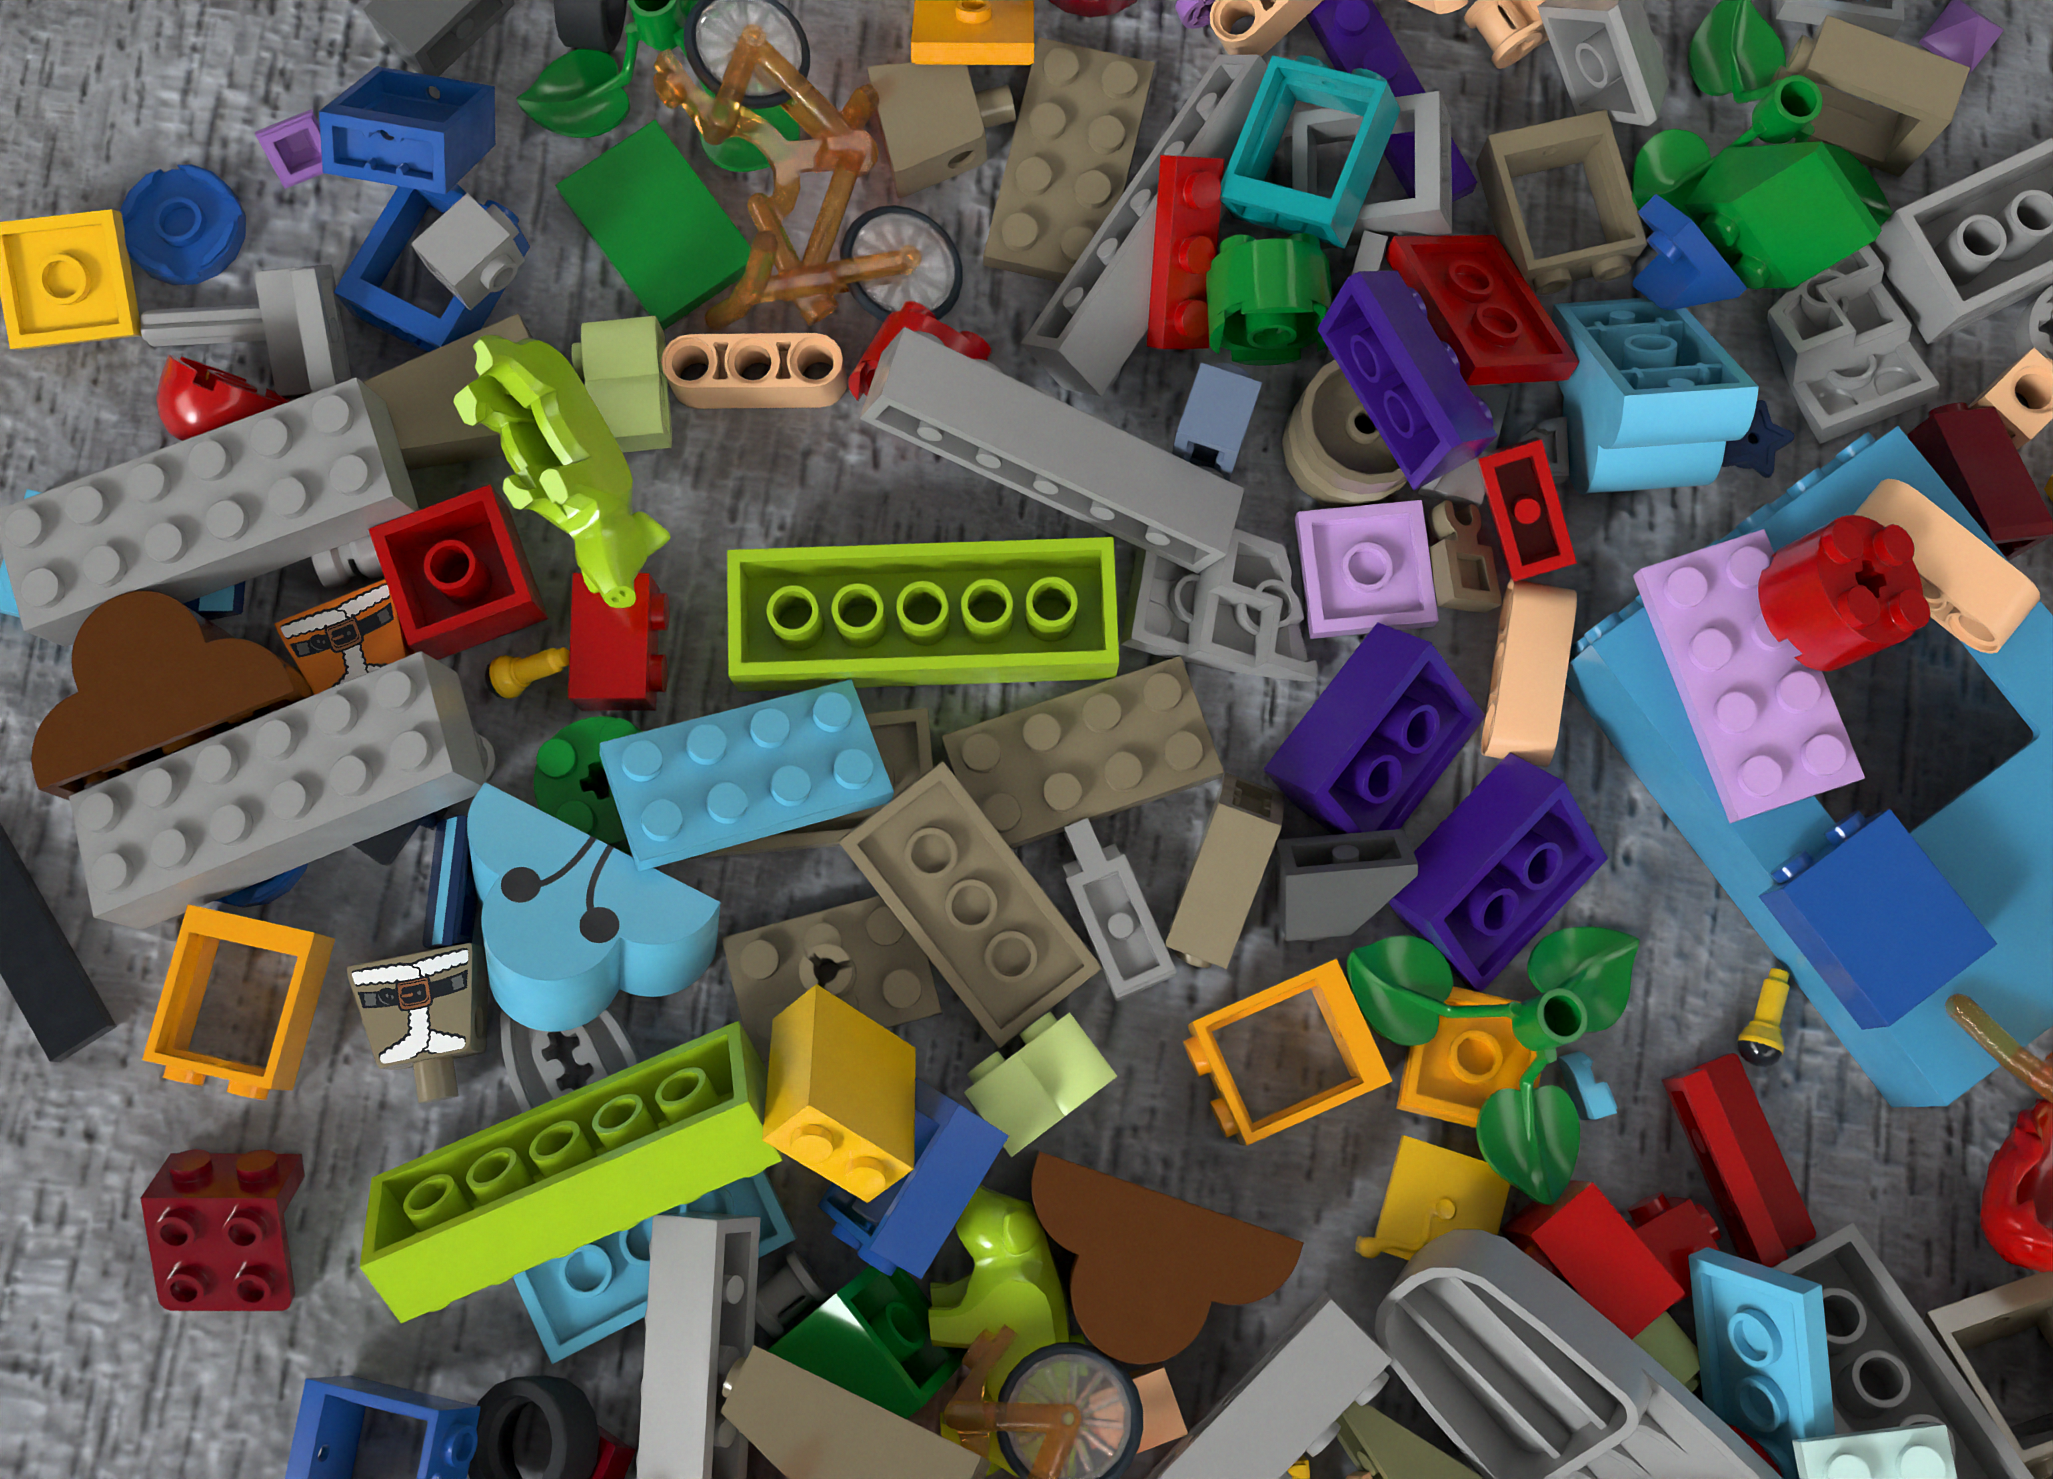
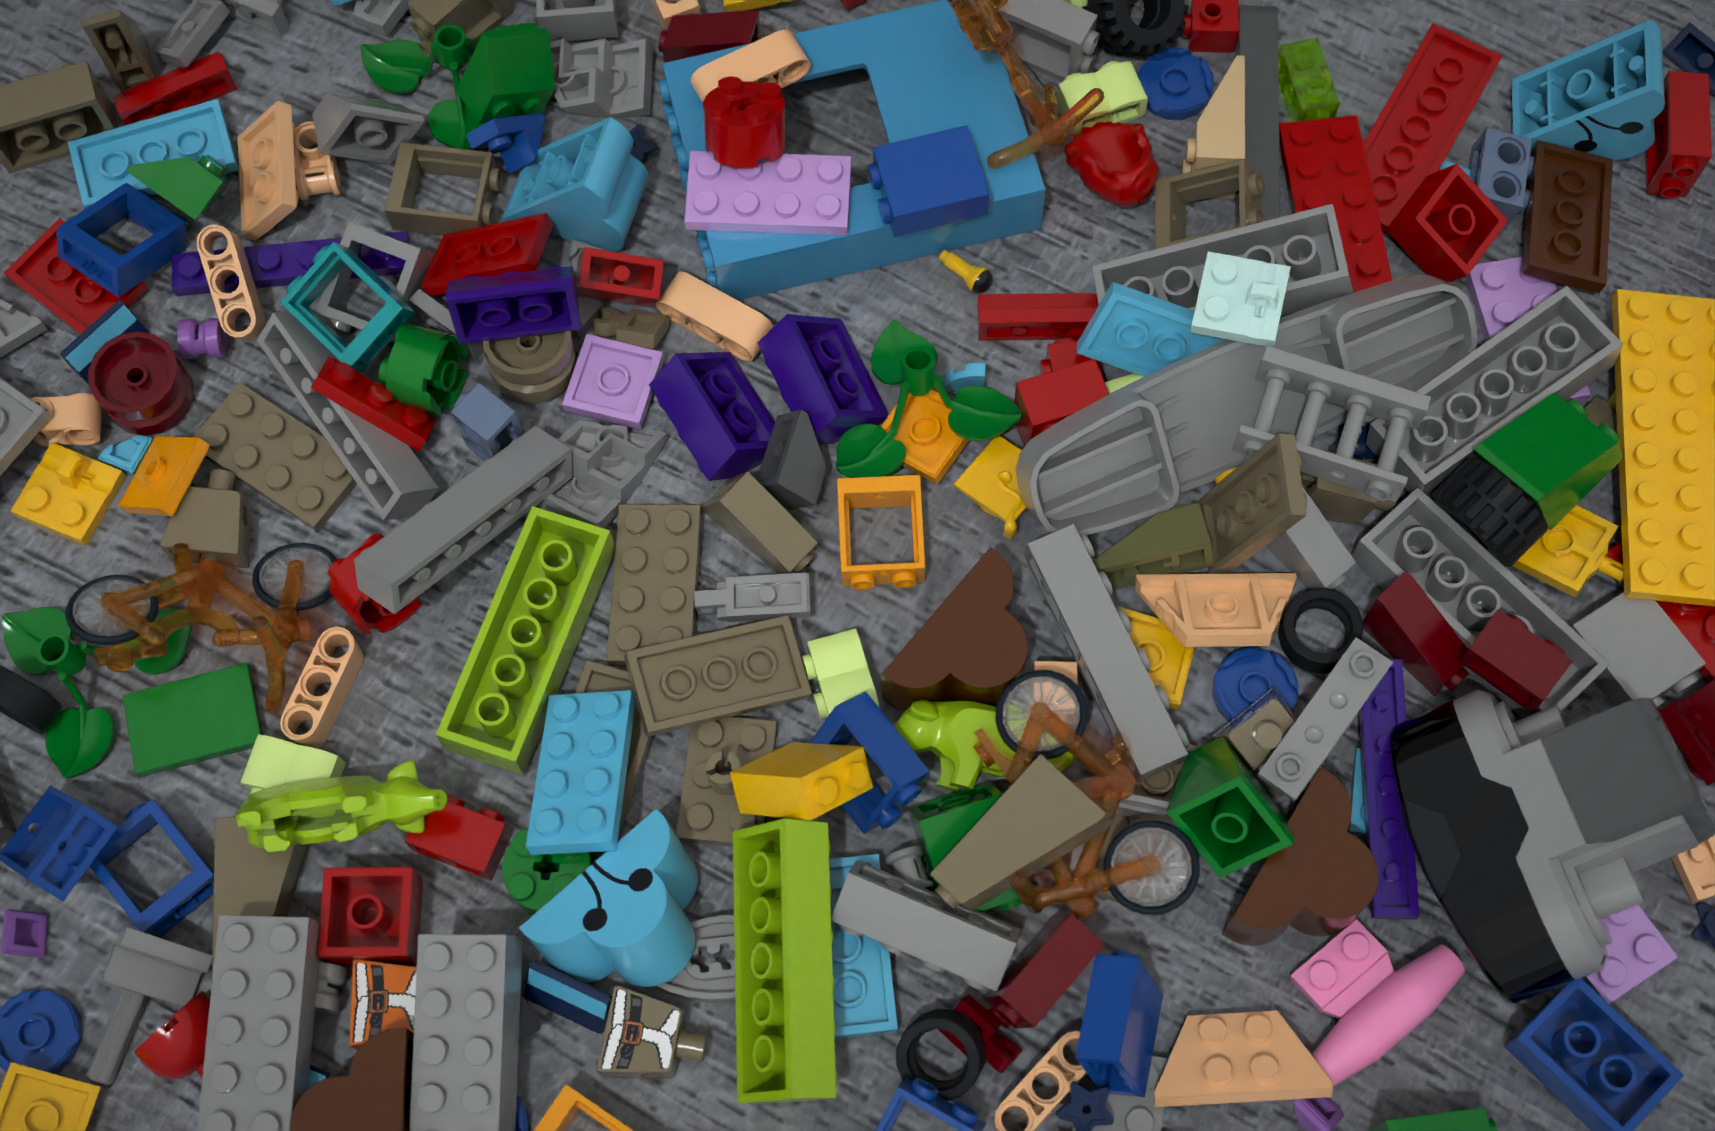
camera: 65 degrees left, 10 degrees down
(471, 250) = (163, 826): light grey brick -> none
(511, 675) = (450, 912): yellow piece -> none

